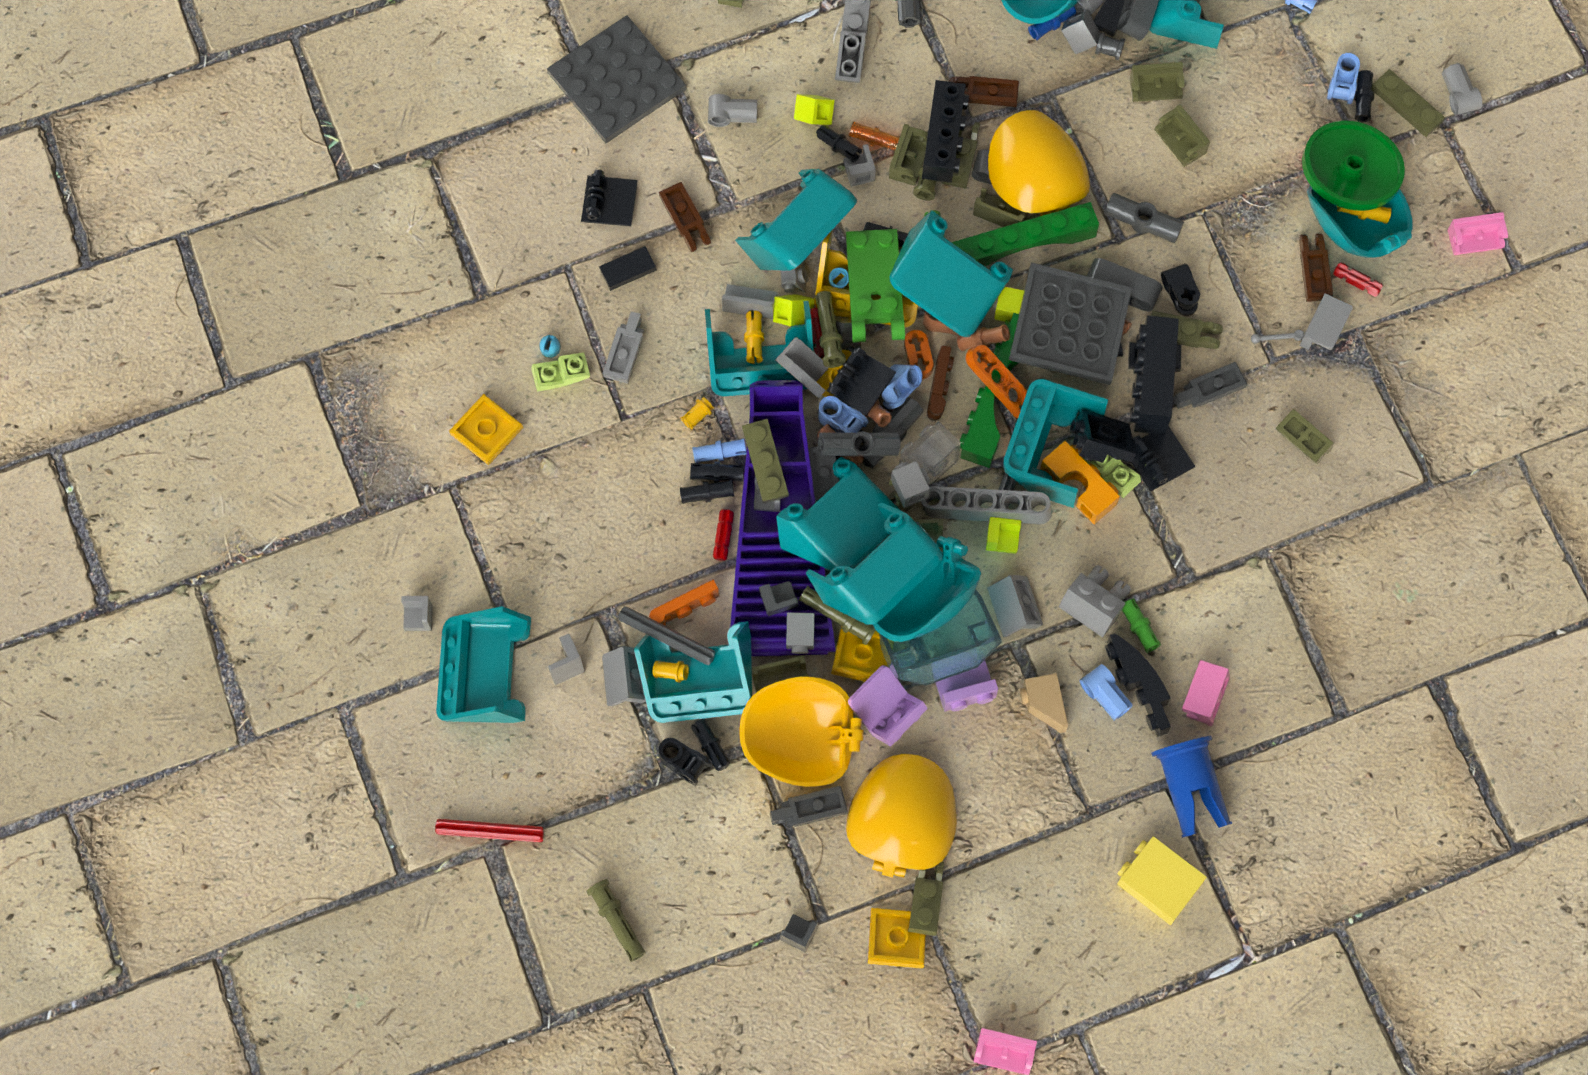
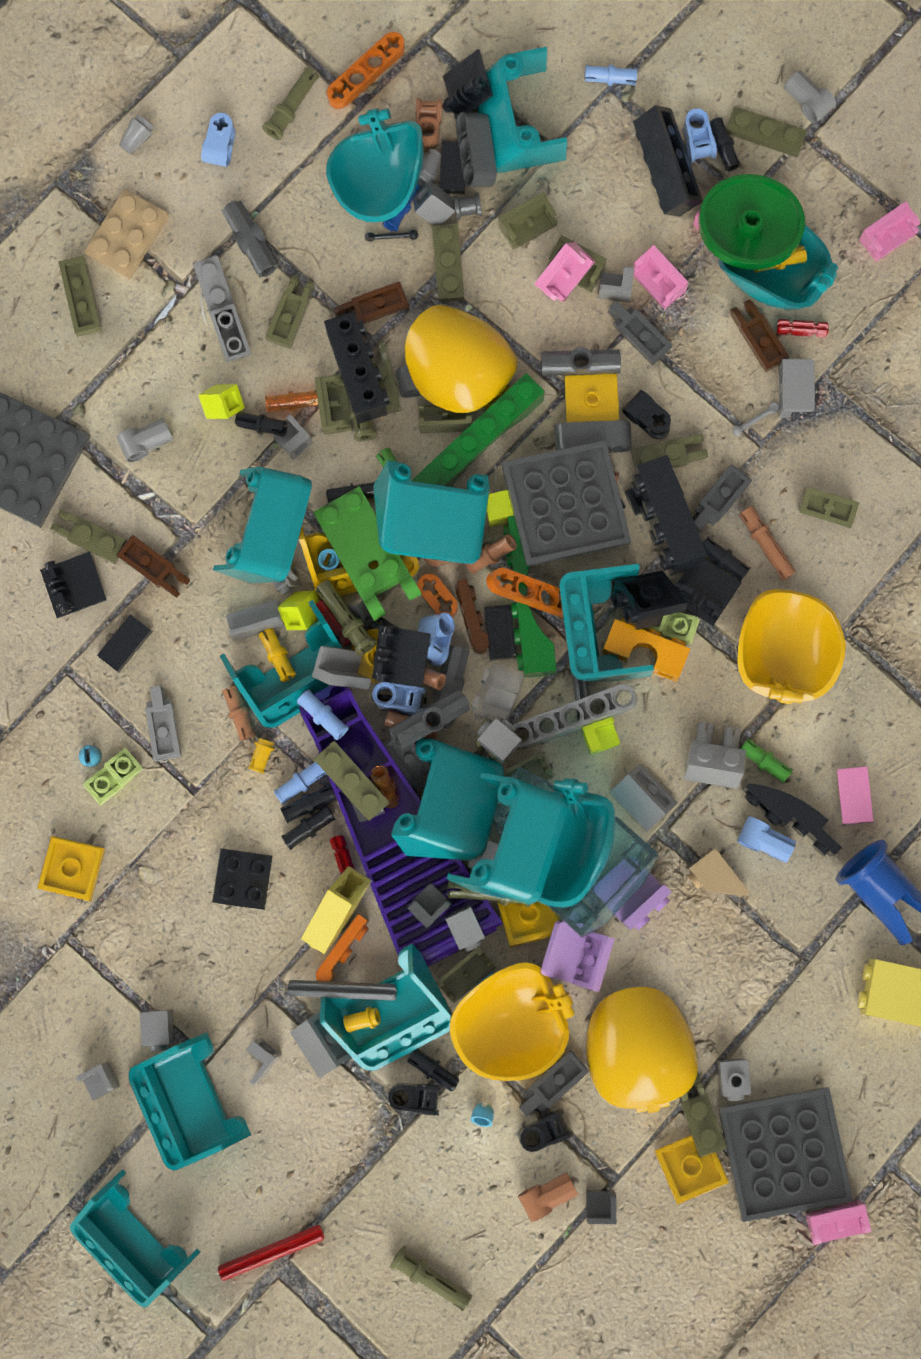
camera: 20 degrees left, 10 degrees up
(365, 757) = (126, 1246): none -> teal windscreen
(489, 592) = (156, 1029): none -> light grey brick
(627, 506) = (242, 879): none -> black hinge
(643, 168) = (90, 537): none -> olive hinge
(696, 369) = (238, 713): none -> nougat pin
(696, 563) = (336, 909): none -> light yellow brick
(729, 802) = (482, 1116): none -> medium azure hinge
(748, 900) = (541, 1199): none -> nougat piece
(768, 392) = (322, 714): none -> light blue pin
(783, 844) = (547, 1131): none -> black piece
(792, 481) = (385, 785): none -> clear orange pin
(910, 65) = (289, 313): none -> olive hinge
(958, 408) = (500, 632): none -> black tile
(973, 880) = (734, 1078): none -> light grey brick
(987, 968) = (785, 1154): none -> dark grey plate
(1013, 35) = (413, 235): none -> black hinge
(1069, 86) = (448, 262): none -> olive plate
(1139, 251) = (591, 398): none -> yellow plate
(1167, 135) = (565, 271): none -> bright pink hinge
(1189, 438) = (725, 559): none -> black pin
(1208, 534) = (790, 646): none -> yellow piece
(1209, 171) = (617, 286): none -> light grey panel
(1209, 217) = (639, 333): none -> dark grey hinge
(1233, 434) = (762, 535): none -> nougat pin
(1250, 179) = (659, 277): none -> bright pink hinge
(1305, 86) = (667, 161): none -> black brick

